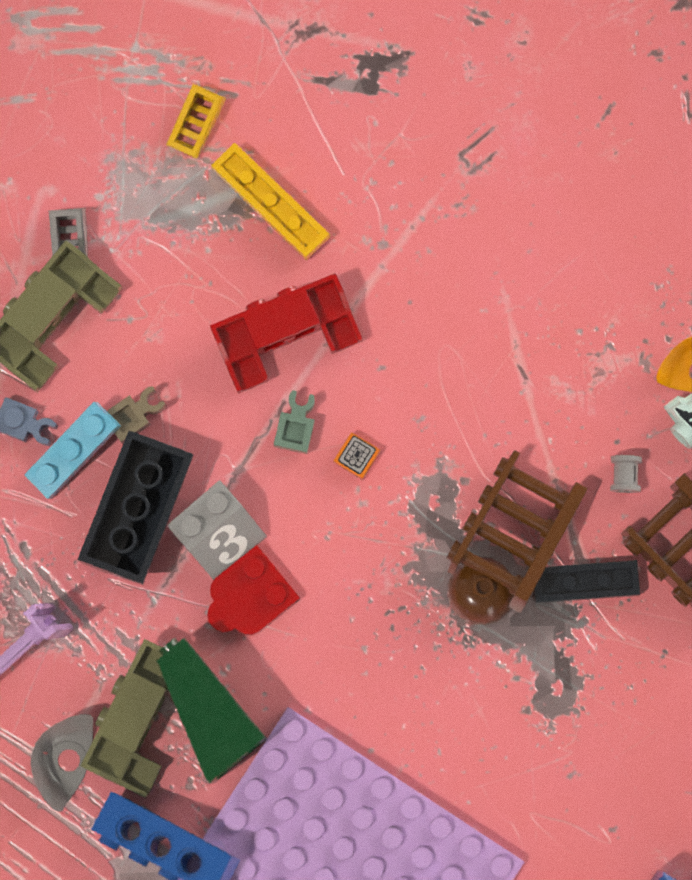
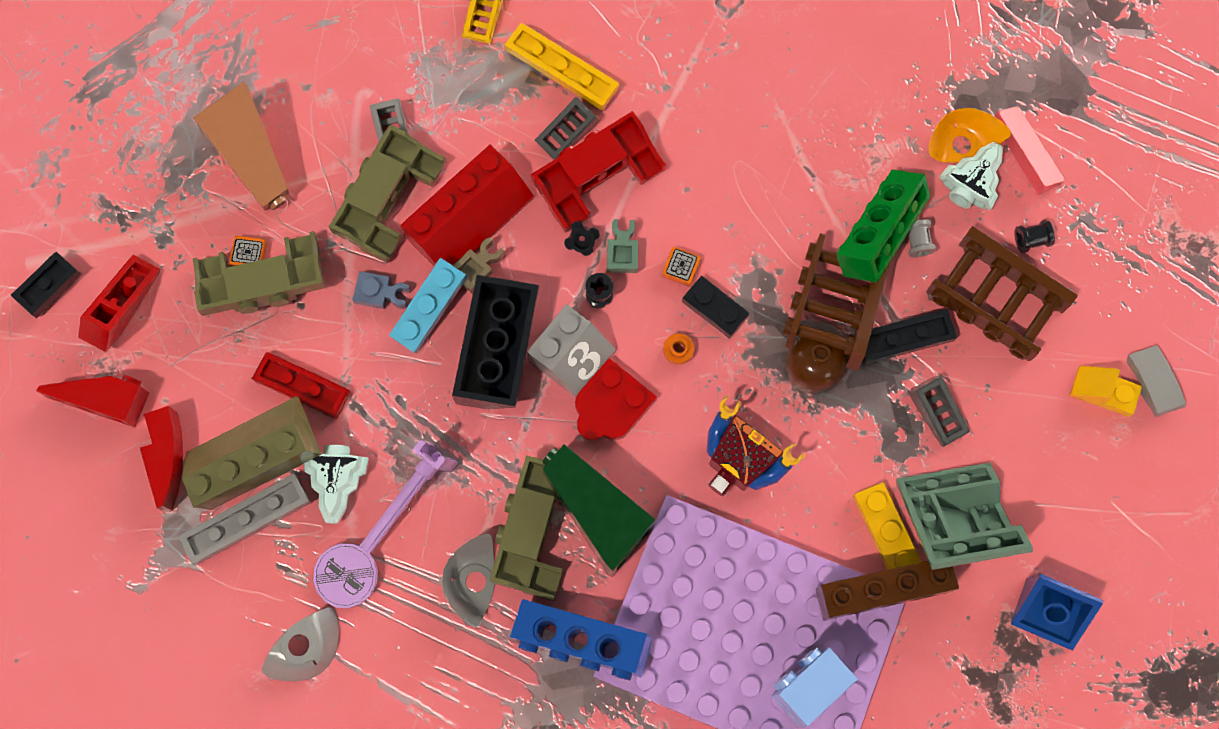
camera: 15 degrees left, 5 degrees down
(135, 349) = (468, 208): none -> red slope
(250, 413) = (586, 246): none -> black plate
(256, 265) = (559, 122): none -> dark grey slope
(256, 458) = (592, 284): none -> black bush
(334, 559) = (674, 357): none -> orange plate
(379, 679) = (744, 454): none -> torso
(385, 508) = (715, 307): none -> black plate
(498, 856) = (884, 589): none -> reddish brown brick
(518, 793) = (886, 527): none -> yellow plate
(583, 646) = (930, 416): none -> dark grey slope
(585, 455) = (883, 225): none -> green brick
(594, 794) = (961, 516): none -> sand green slope

